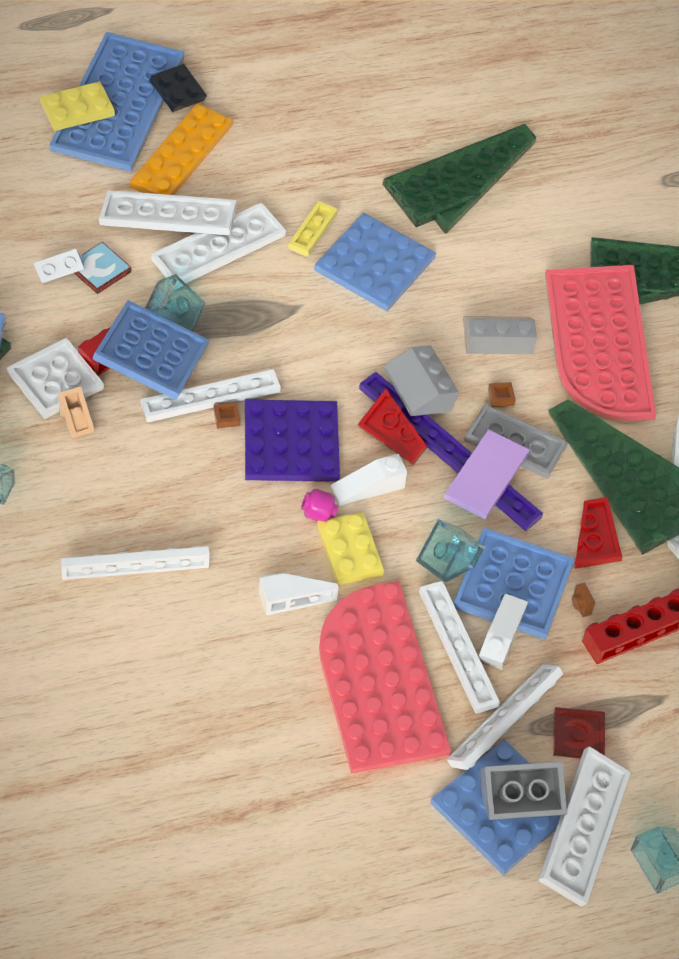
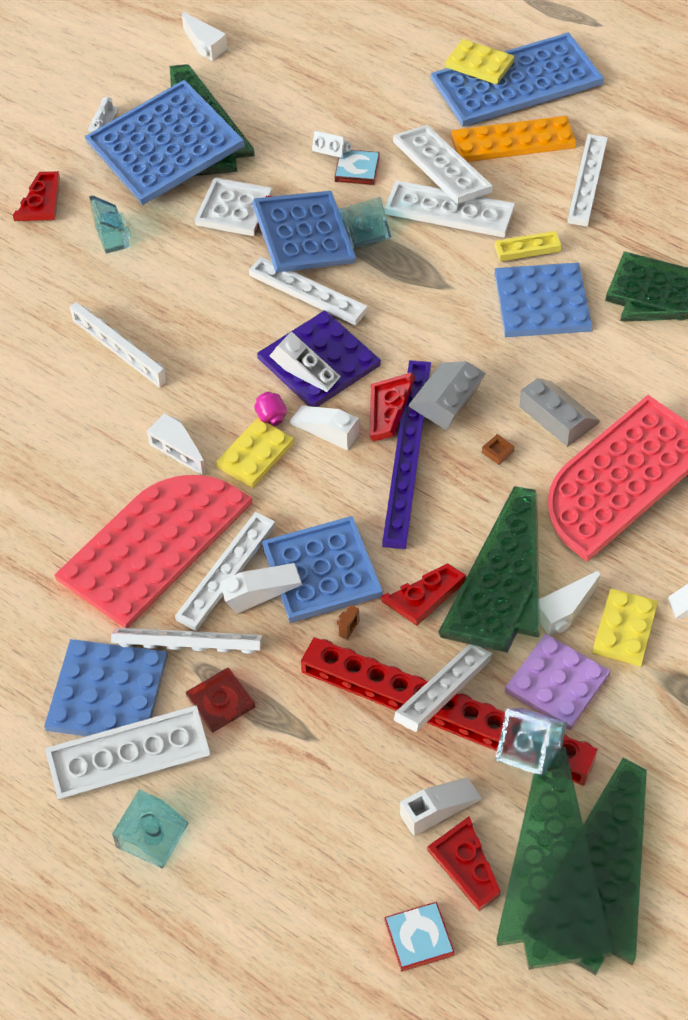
camera: 60 degrees right, 0 degrees up
(75, 411) = (211, 229): light nougat slope -> none
(178, 87) = (565, 96): black plate -> none
(226, 415) = (299, 309): dark orange plate -> none
(281, 143) = (587, 180): none -> white plate
(297, 449) = (302, 362): none -> white slope
(449, 551) = (304, 507): clear light blue slope -> none
(486, 474) = (403, 484): lavender tile -> none
(523, 790) = (112, 685): light grey slope -> none
(543, 446) = (465, 488): light grey tile -> none

